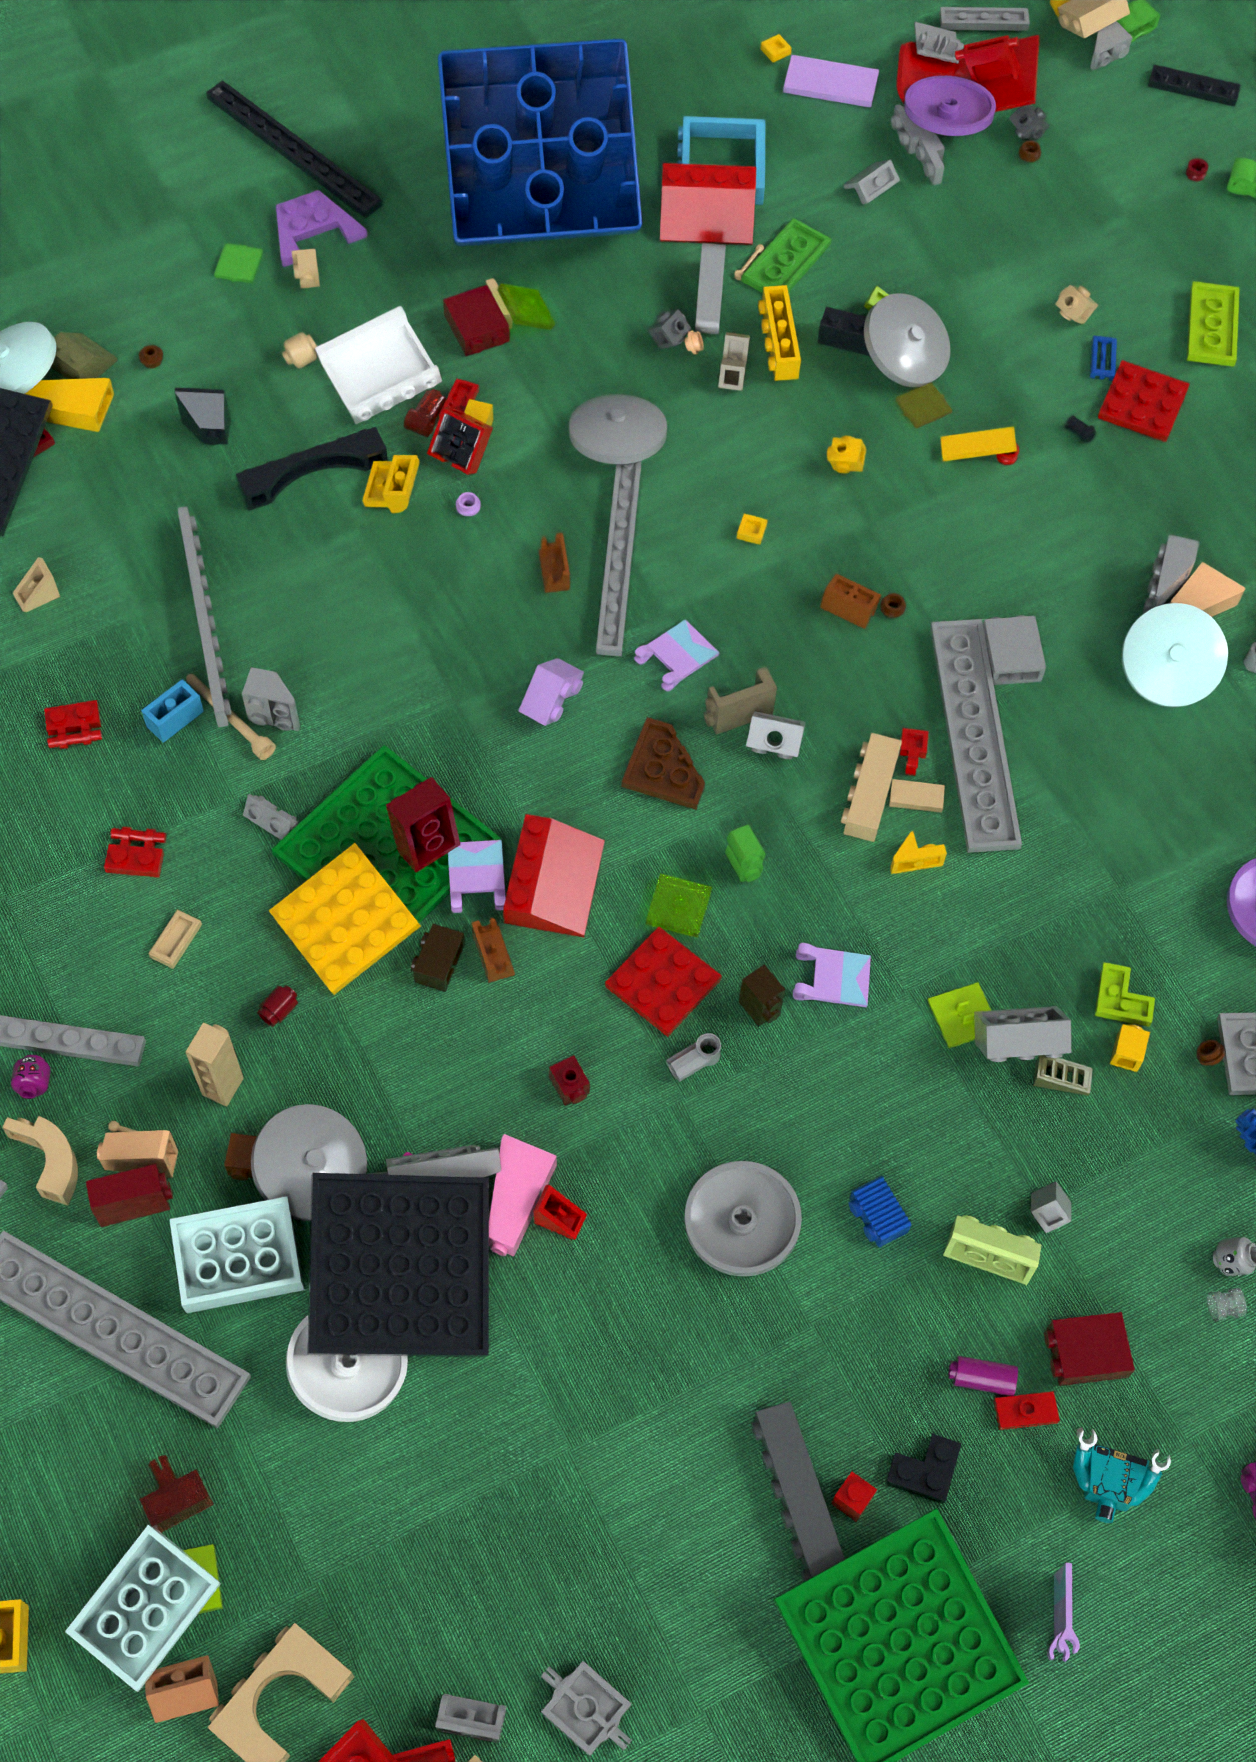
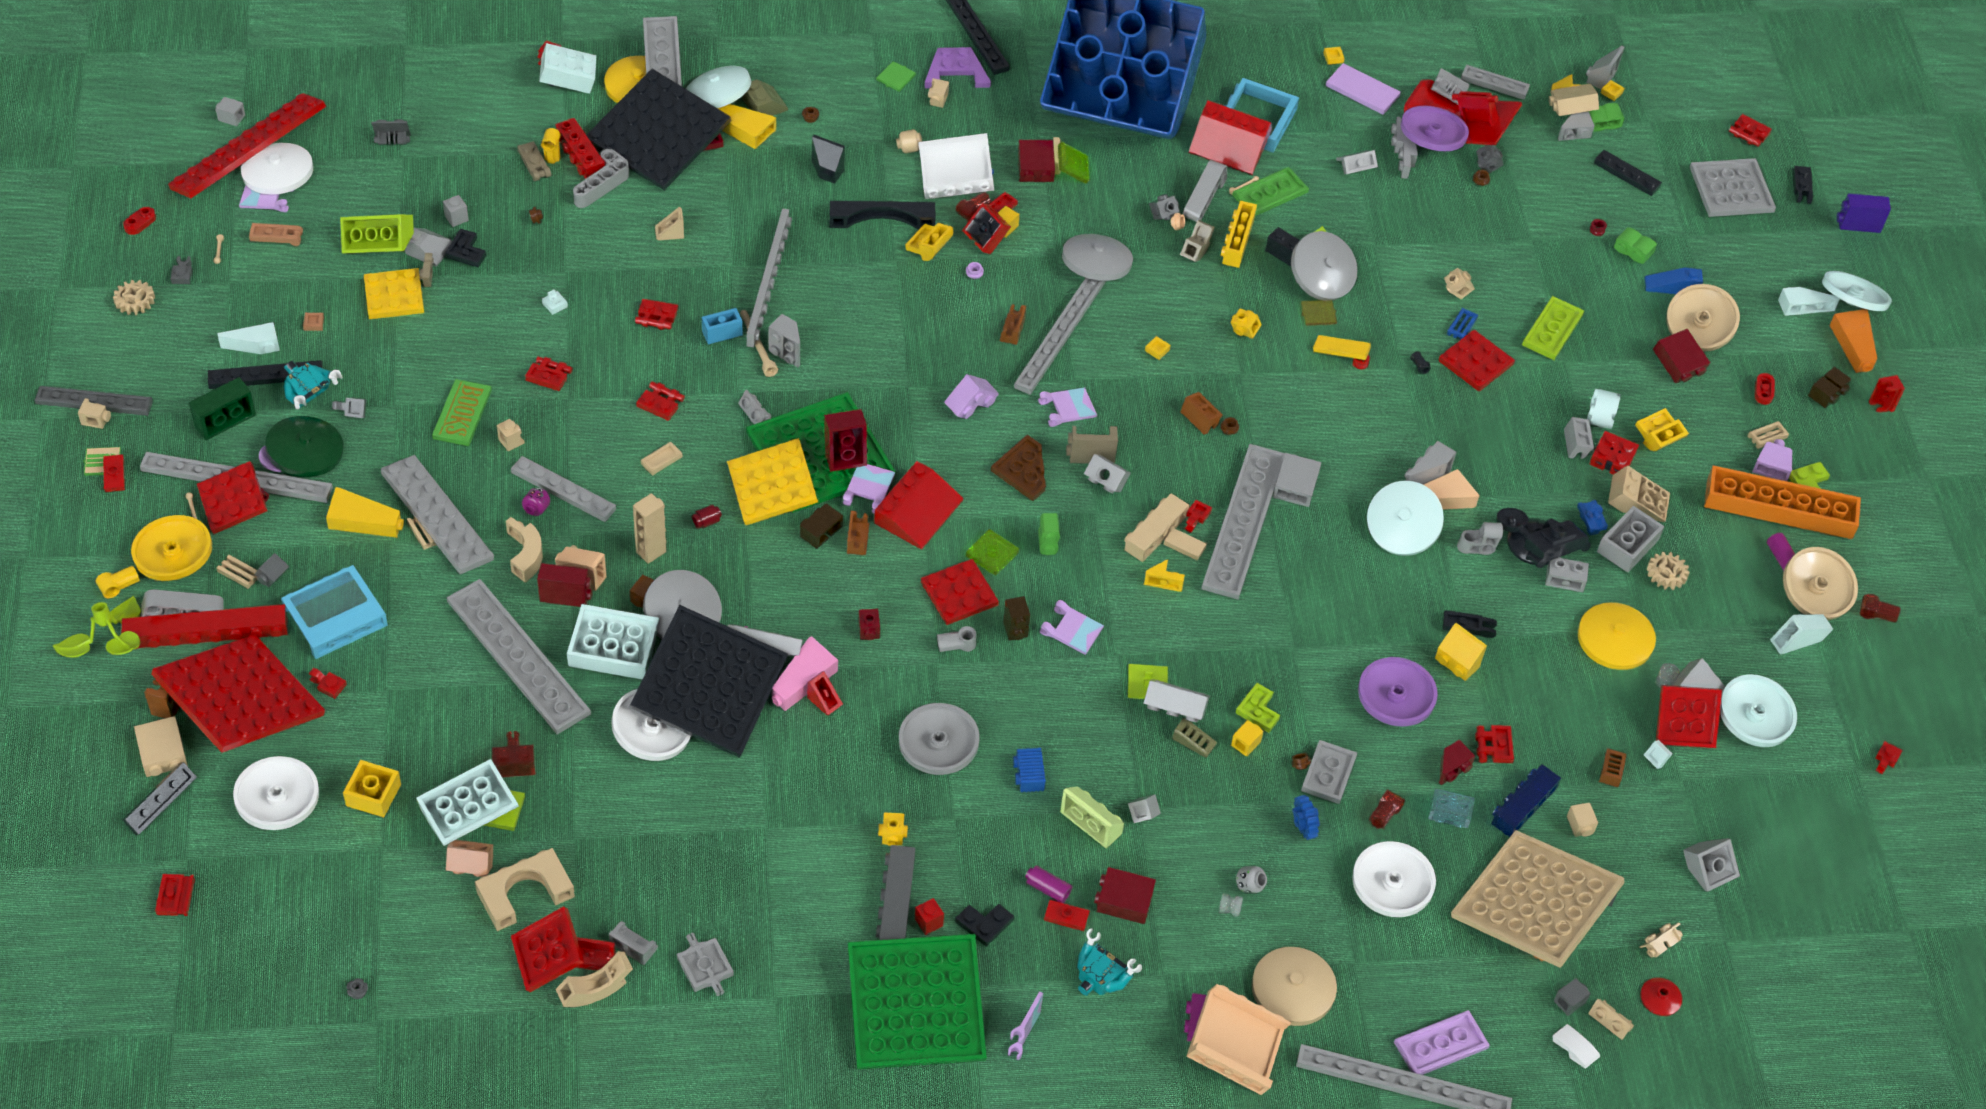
camera: 20 degrees right, 10 degrees down
(744, 1374) = (893, 829): none -> yellow brick

